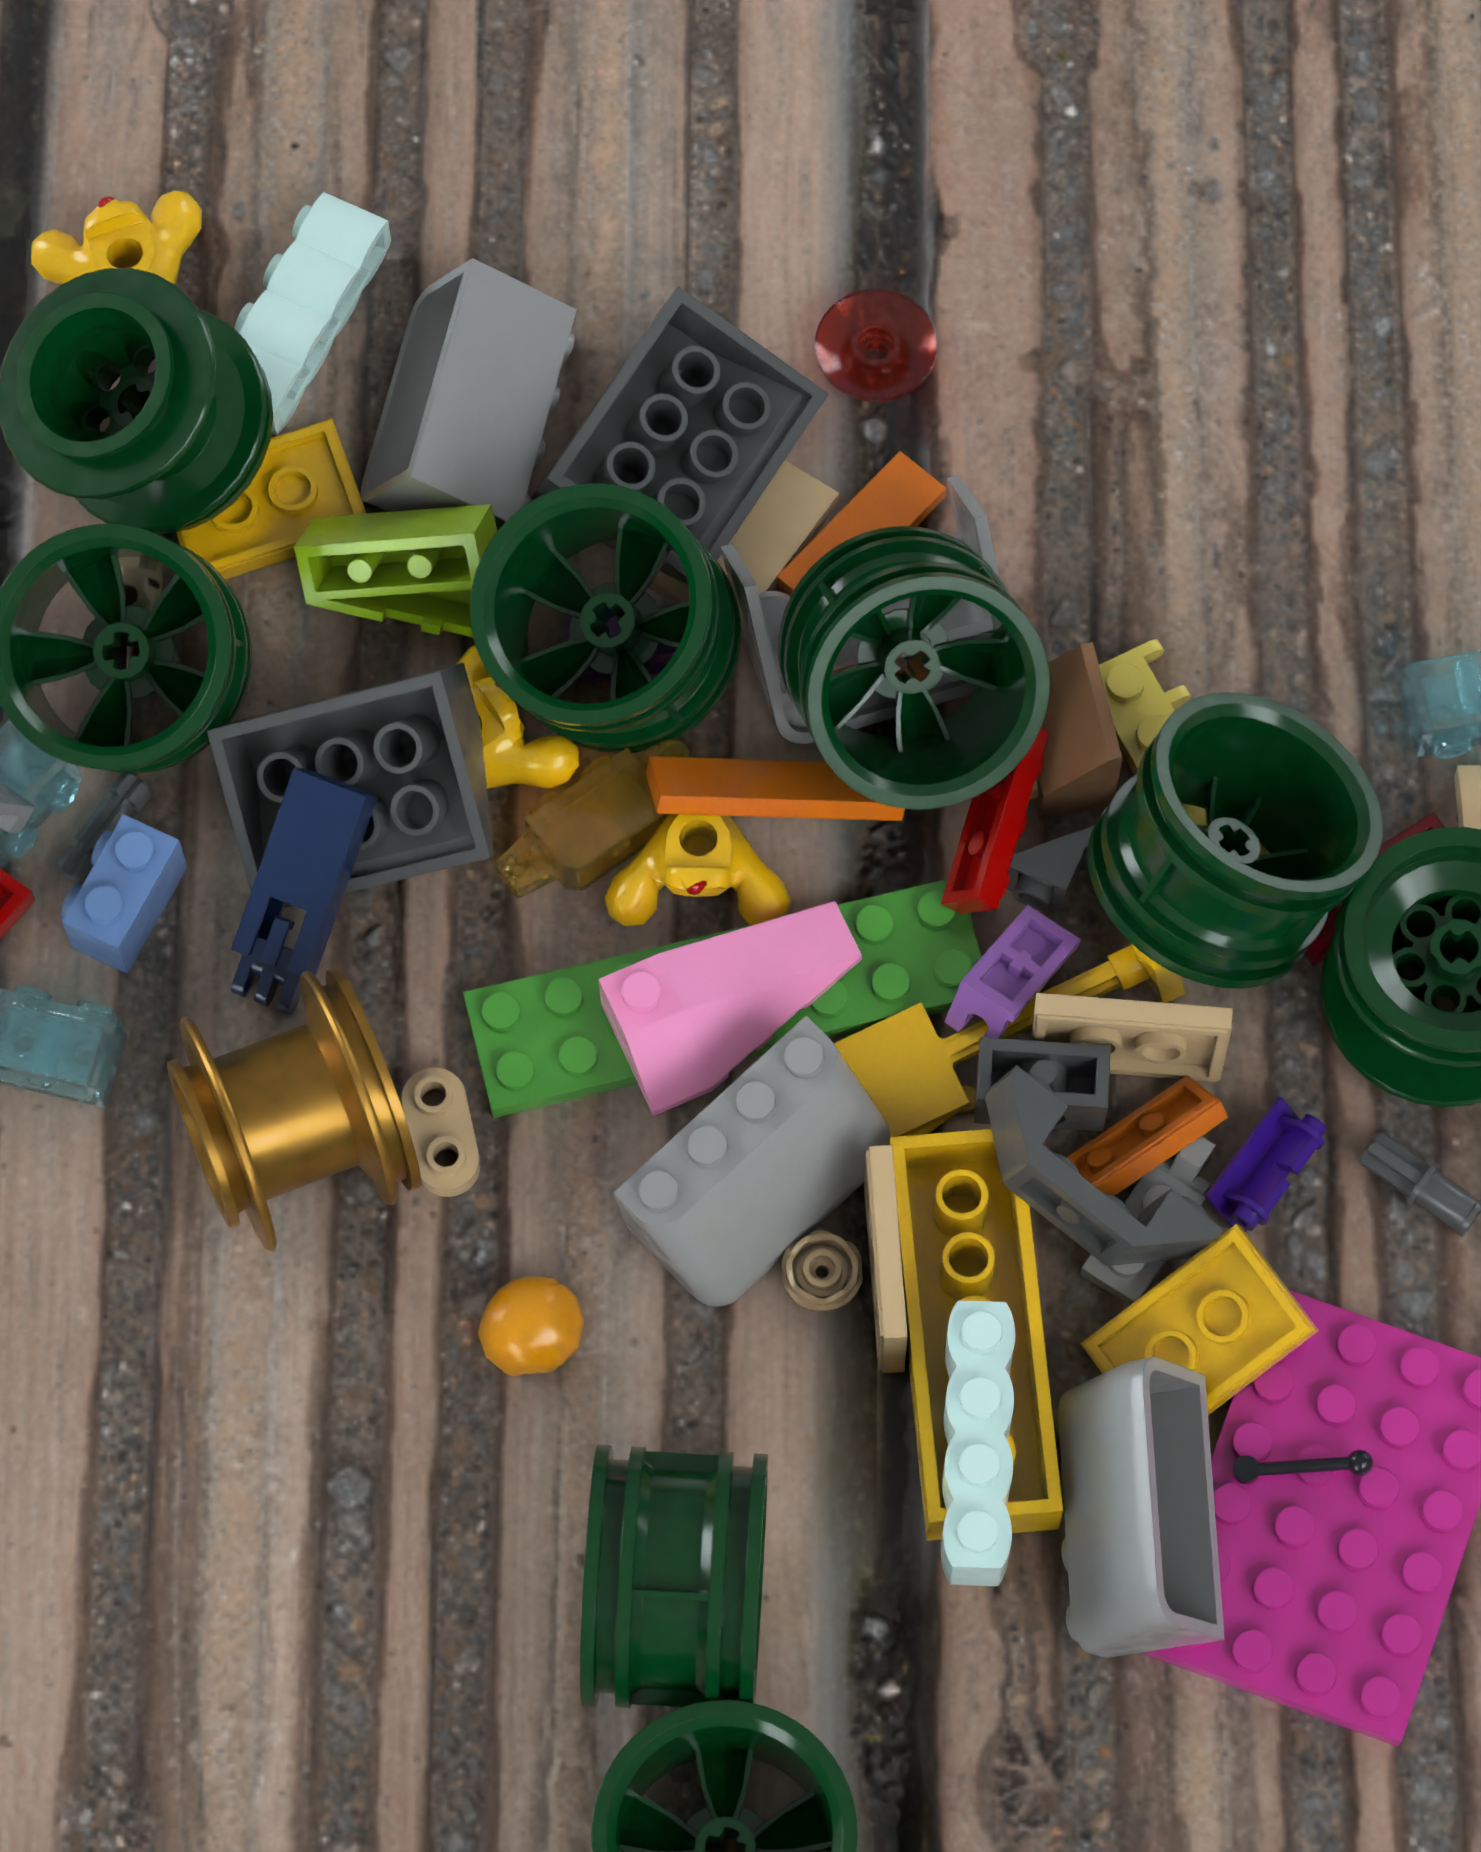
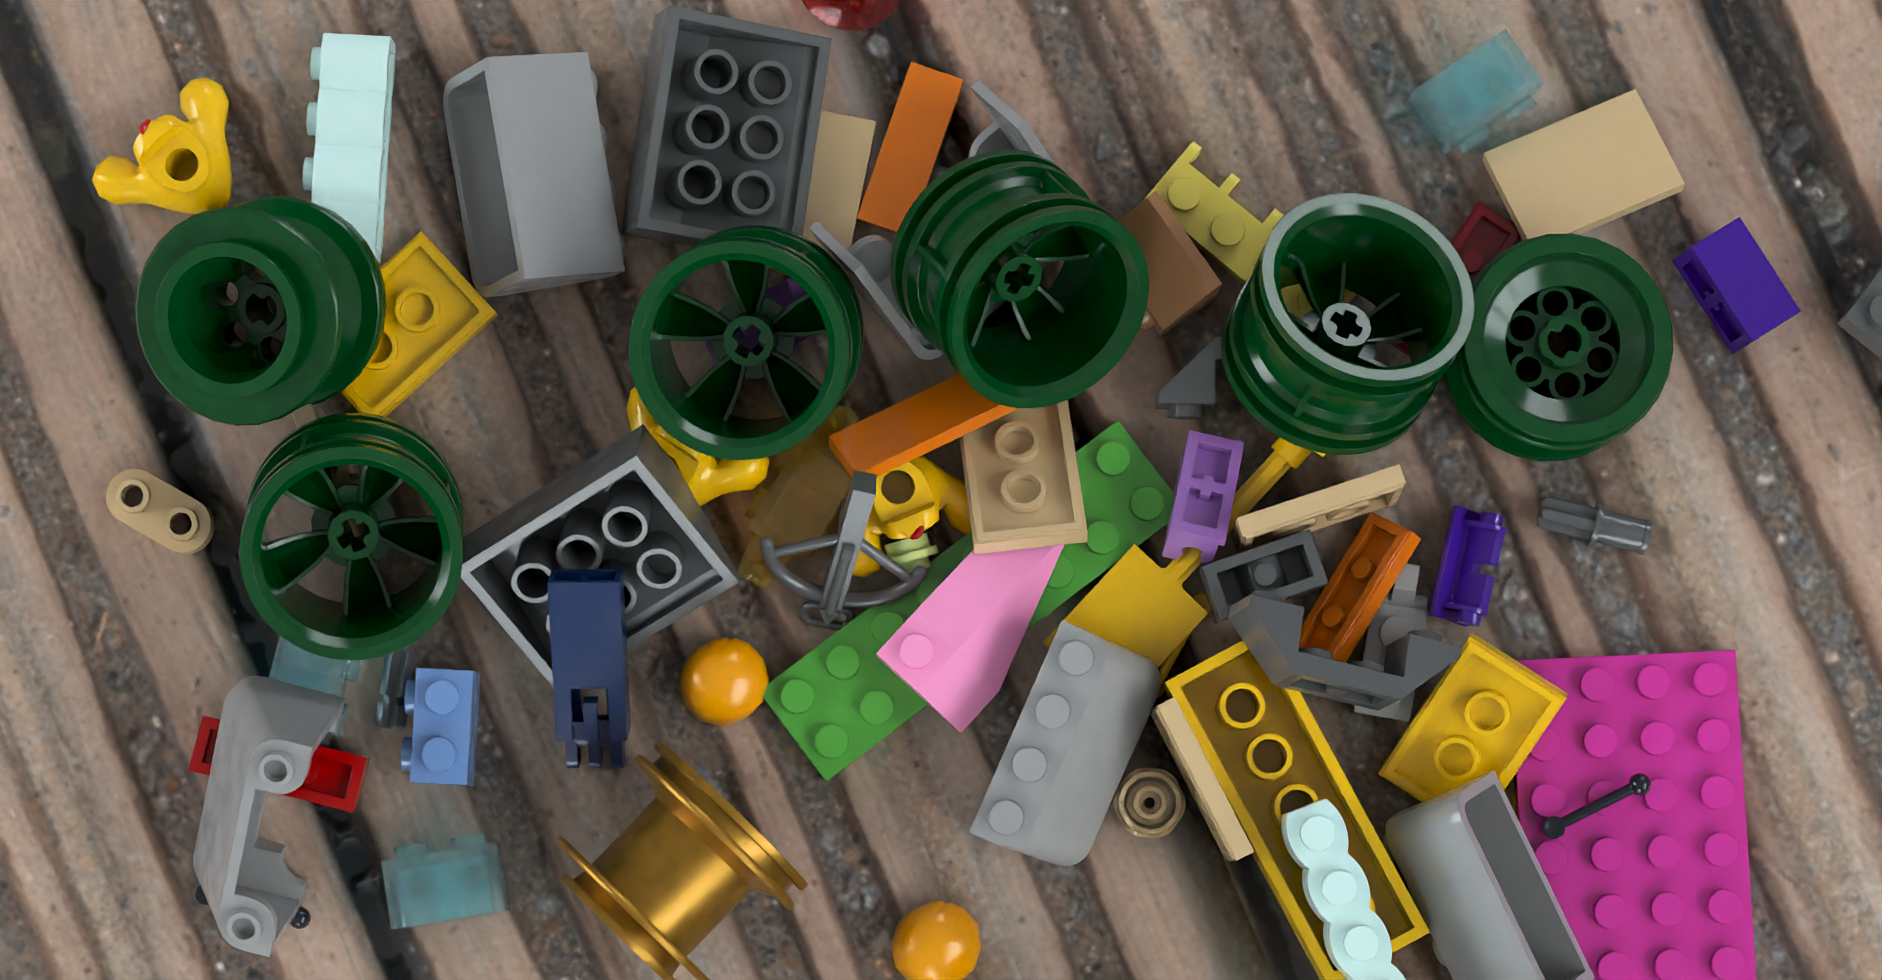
camera: 25 degrees left, 15 degrees up
(397, 564) = (545, 347): lime wedge -> none
(431, 970) = (723, 681): none -> light orange hair
(440, 1129) = (791, 813): tan plate -> none
(582, 926) = (833, 595): none -> dark grey piece
(682, 918) = (911, 552): none -> yellowish green plate
(833, 884) = (1023, 481): none -> tan tile
(990, 837) = (1138, 394): red plate -> none

